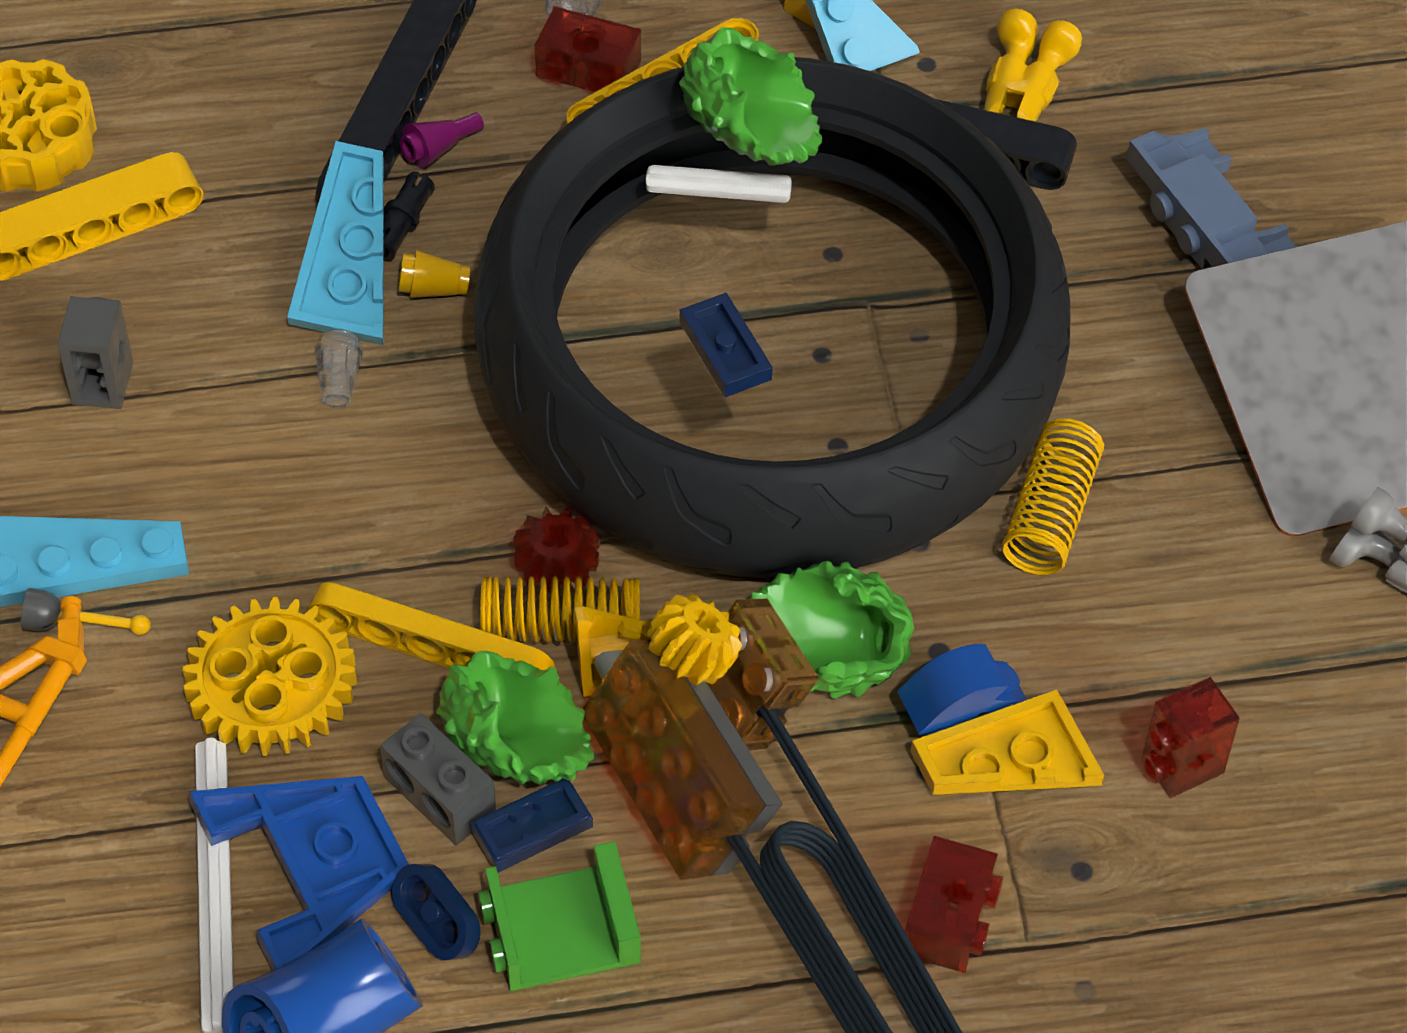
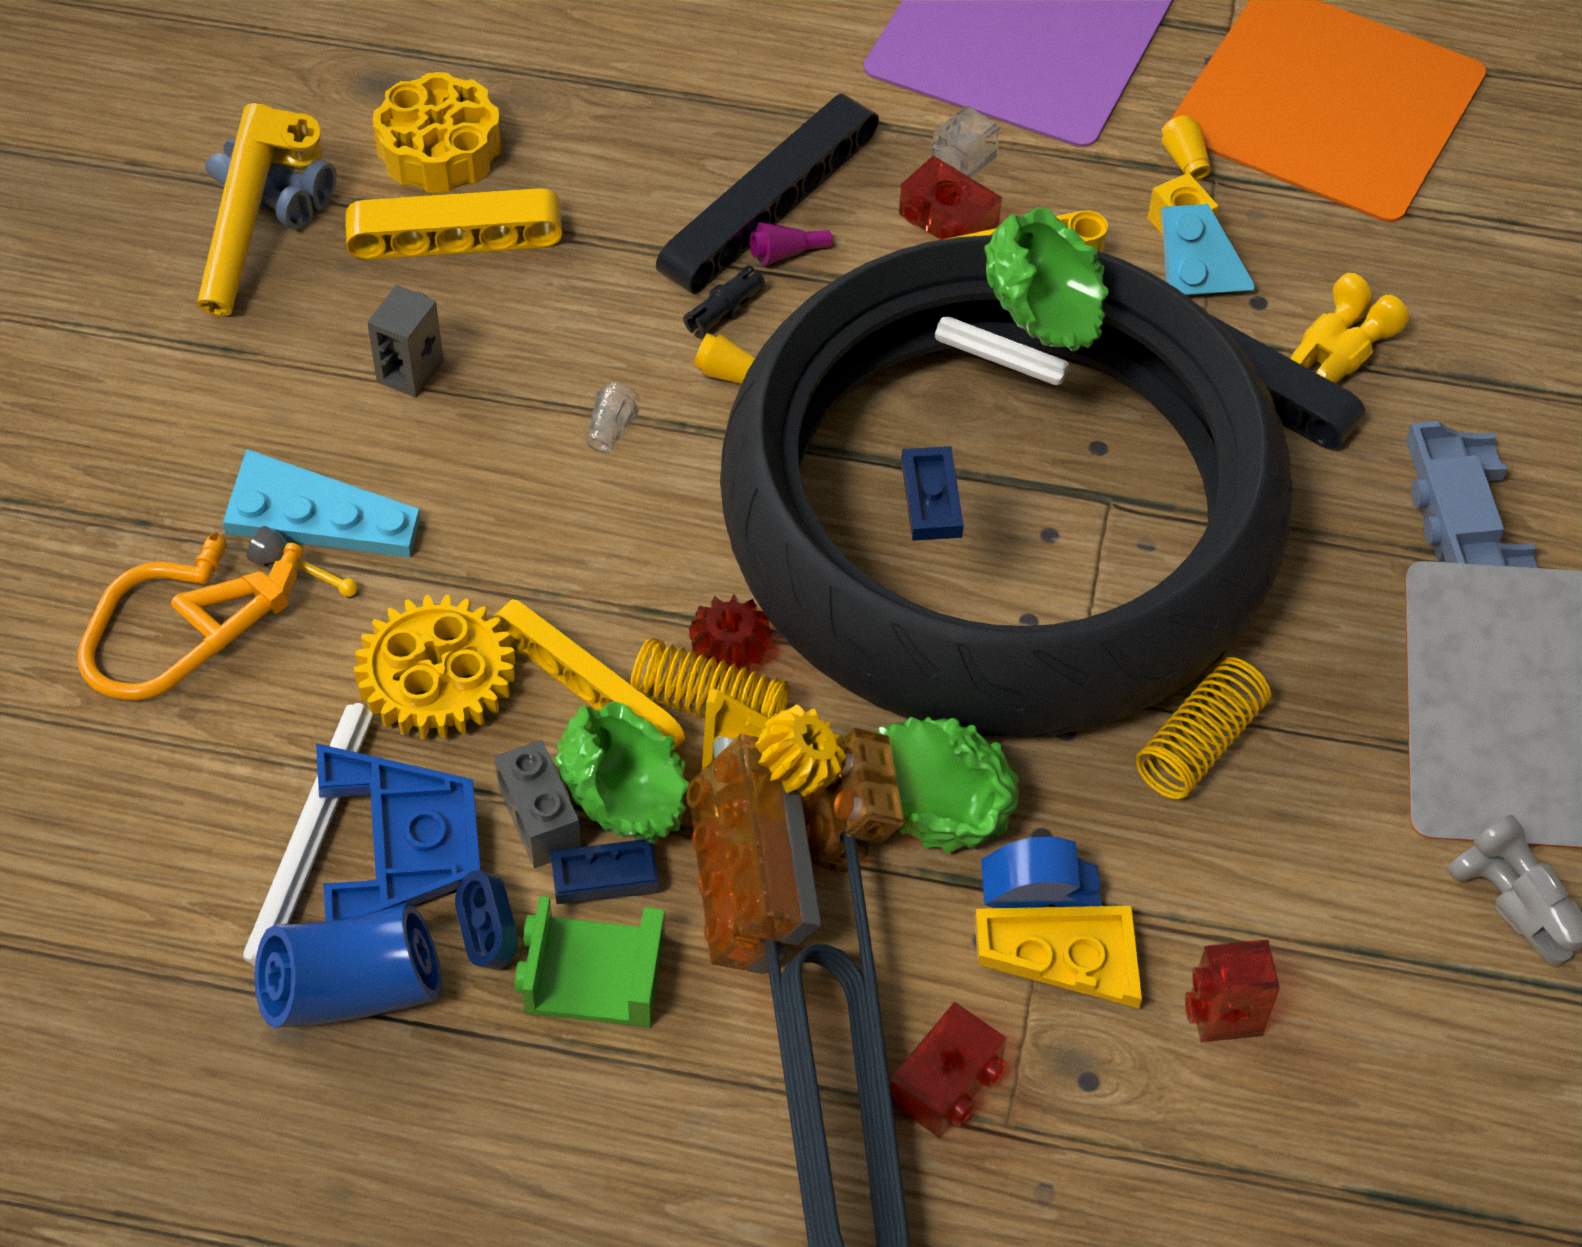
camera: 20 degrees right, 0 degrees up
(344, 256) = (657, 319): medium azure wing -> none

